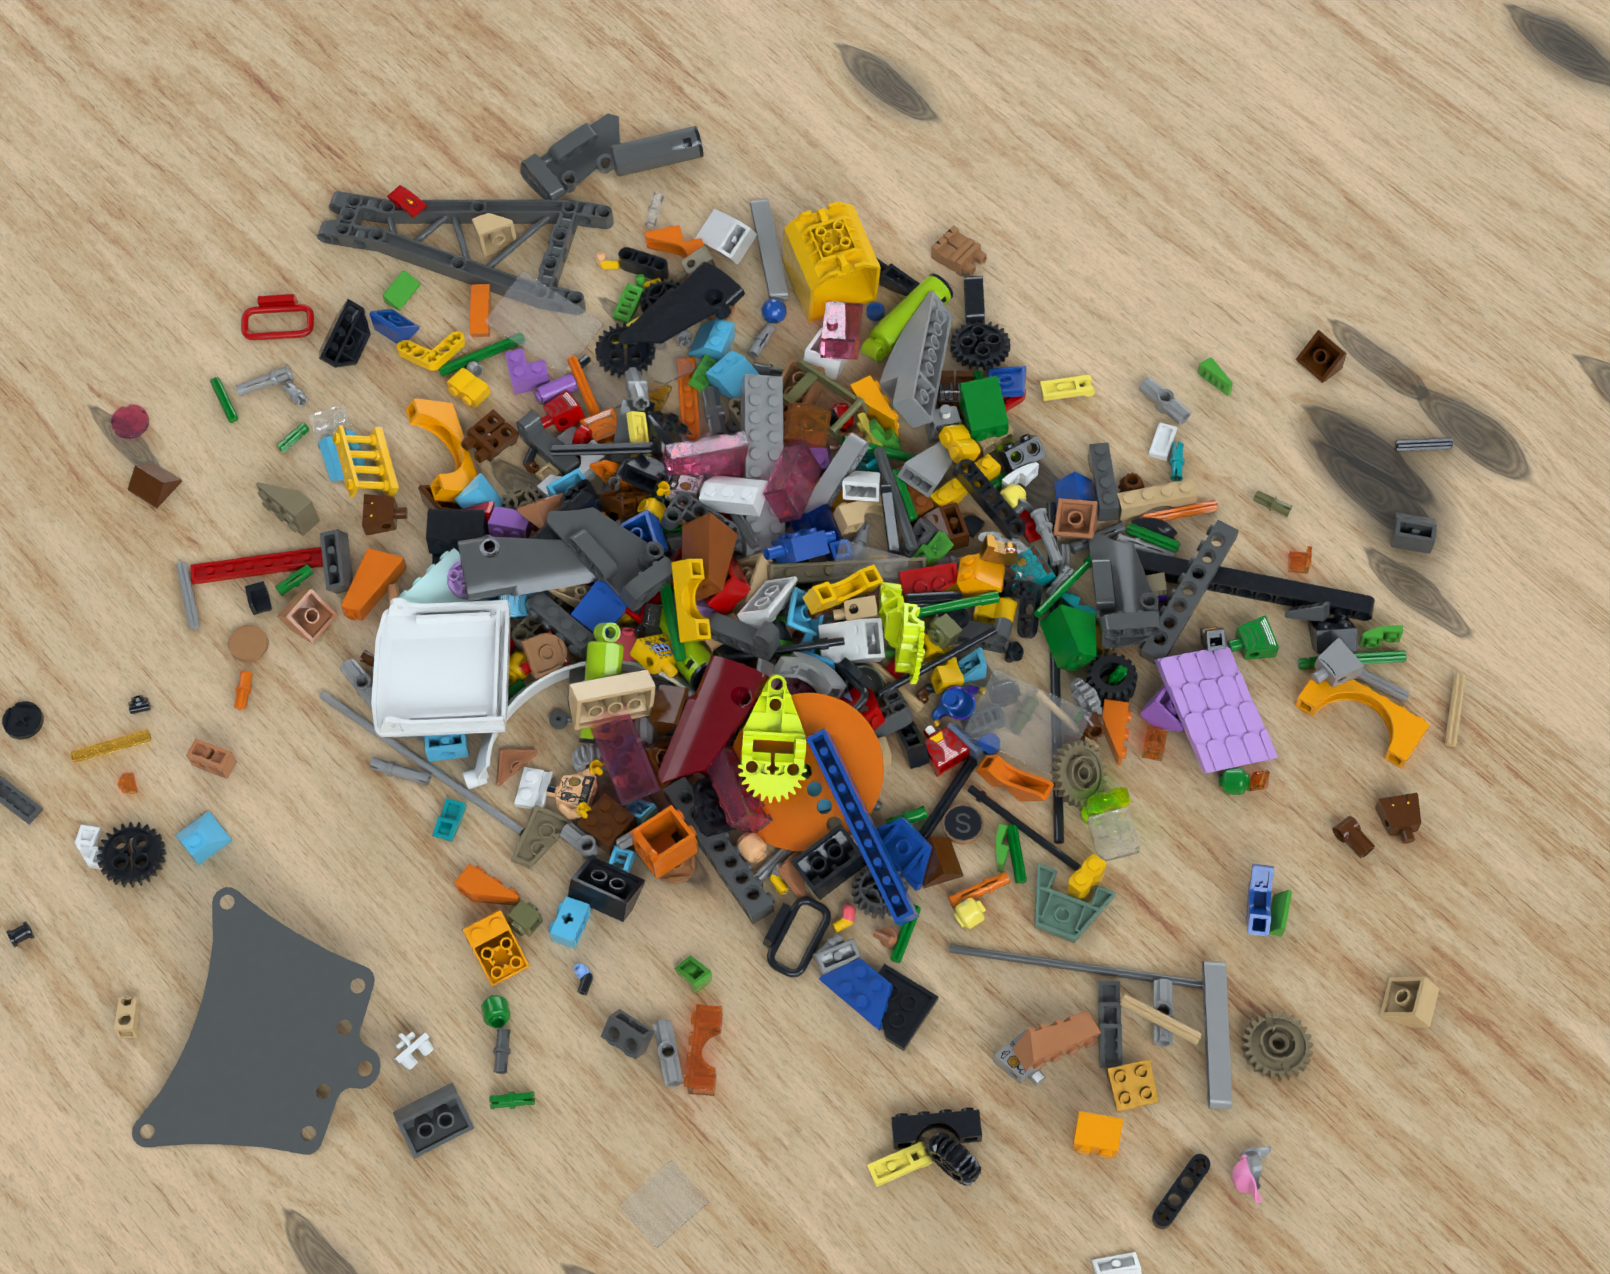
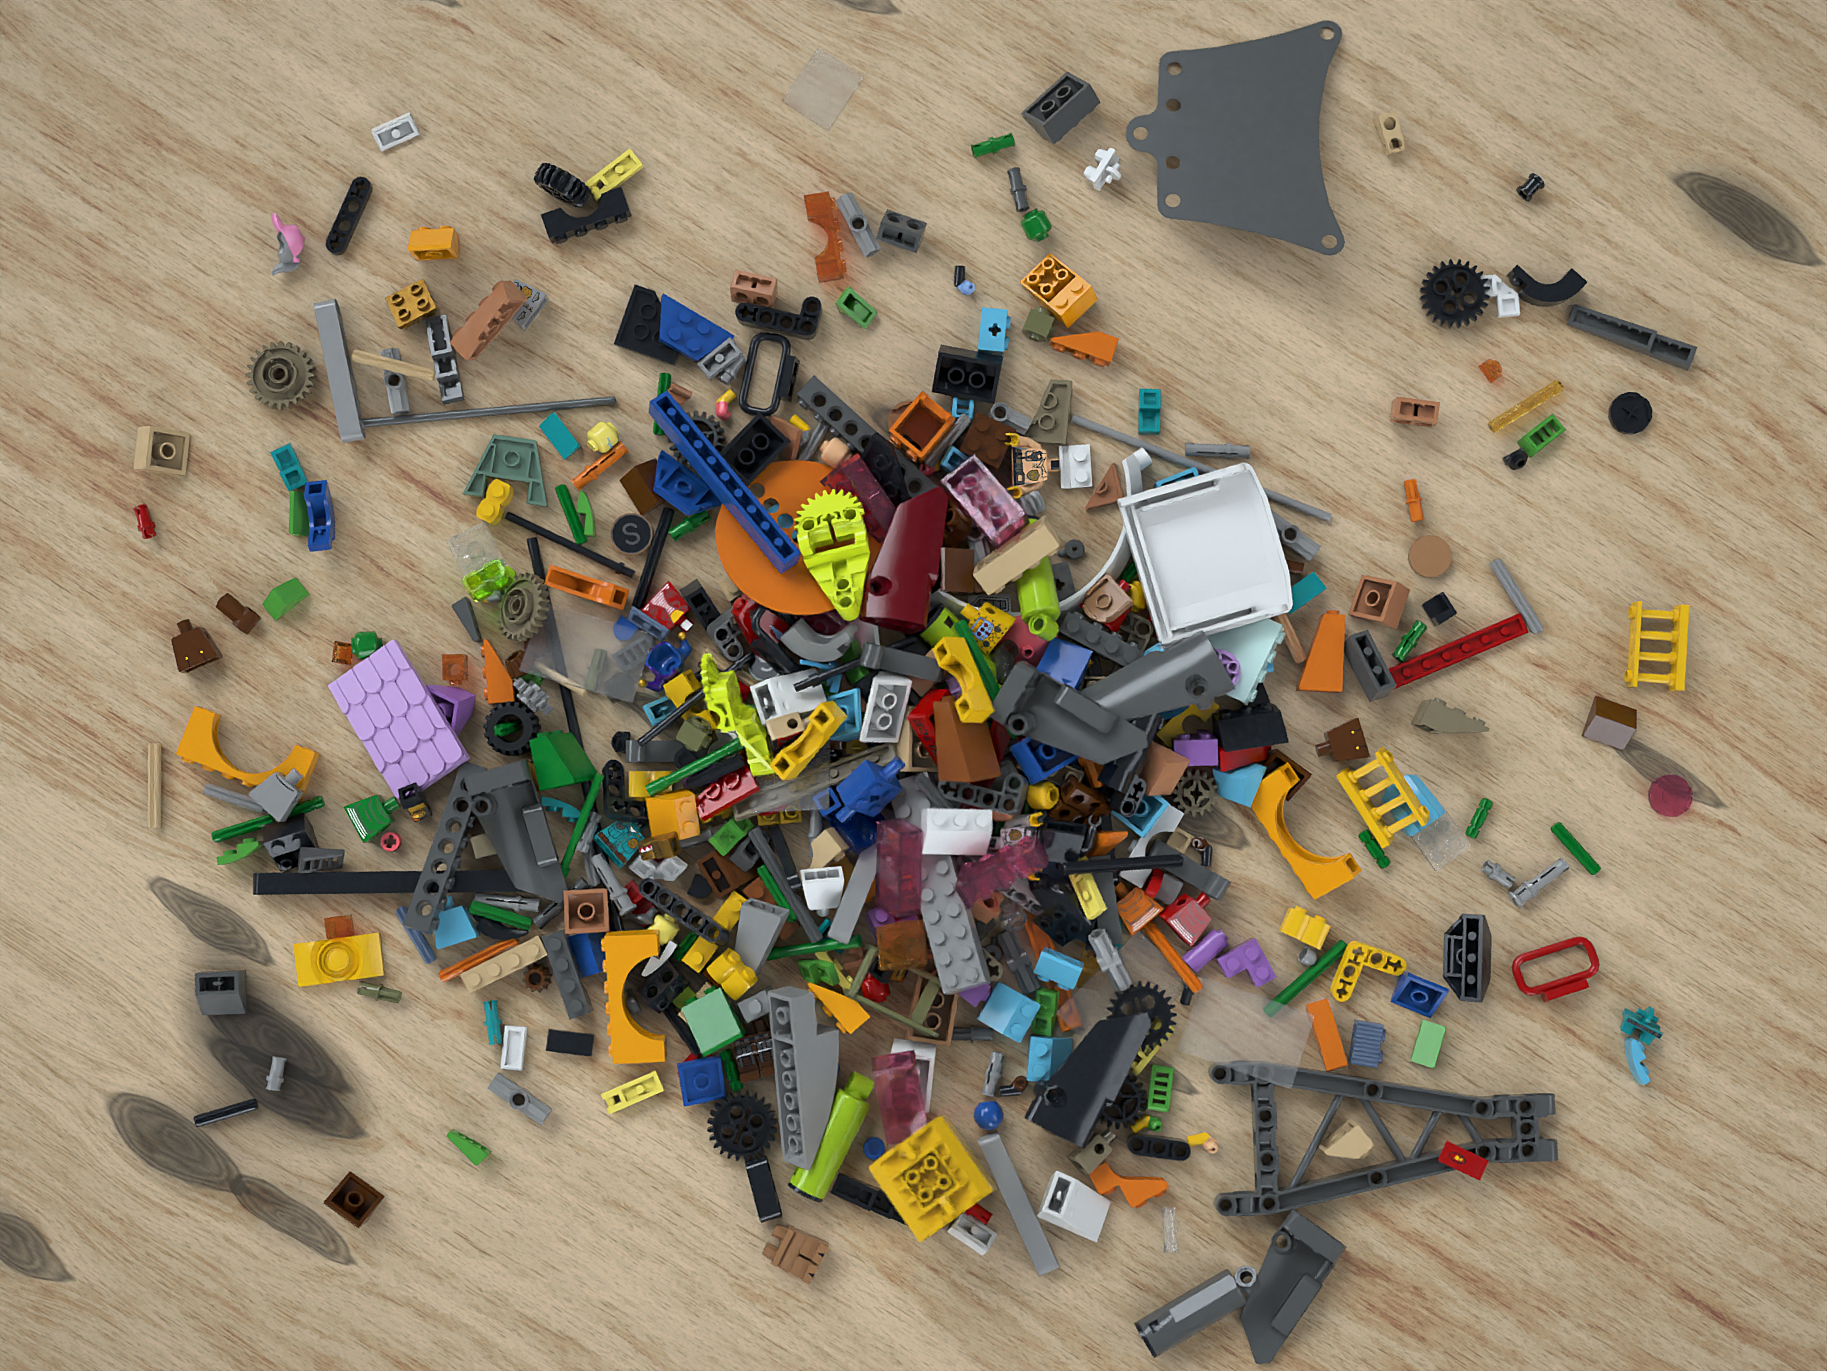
camera: 160 degrees right, 25 degrees up
(44, 833) = (1546, 294): none -> black arch
(77, 516) = (1675, 658): none -> yellow fence
(110, 724) = (1530, 442): none -> bright green slope
(203, 838) = (1392, 331): medium azure slope -> none
(226, 268) = (1644, 1021): none -> teal hips
(243, 246) = (1634, 1054): none -> medium azure slope
(364, 638) = (1305, 591): none -> teal slope
(388, 433) = (1374, 849): none -> green axle
(450, 299) = (1366, 1043): none -> sand blue brick
(489, 437) = (1256, 855): reddish brown hips -> none
(680, 395) = (1058, 968): none -> medium azure slope
(745, 327) = (1016, 1087): none -> arm
(770, 985) = (779, 316): none -> black beam
(787, 1012) = (753, 289): none -> nougat brick
(1010, 927) = (559, 436): none -> teal slope
(1013, 420) = (681, 1028): none -> black axle
(1049, 478) = (628, 1038): none -> light orange arch
(1051, 451) = (633, 1002): none -> dark grey piece
(1115, 433) = (569, 1042): none -> black slope
(1134, 783) = (465, 613): none -> dark grey slope
(1191, 534) = (455, 925): none -> medium azure torso
(1236, 549) = (417, 938): none -> sand blue axle
(1241, 612) = (387, 836): none -> coral bush
(1283, 960) = (289, 467): none -> teal slope
(1294, 534) = (339, 959): none -> yellow slope
(1305, 841) = (284, 598): none -> bright green slope
(1375, 460) = (276, 1073): none -> light grey pin
(1434, 938) = (146, 525): none -> red pin

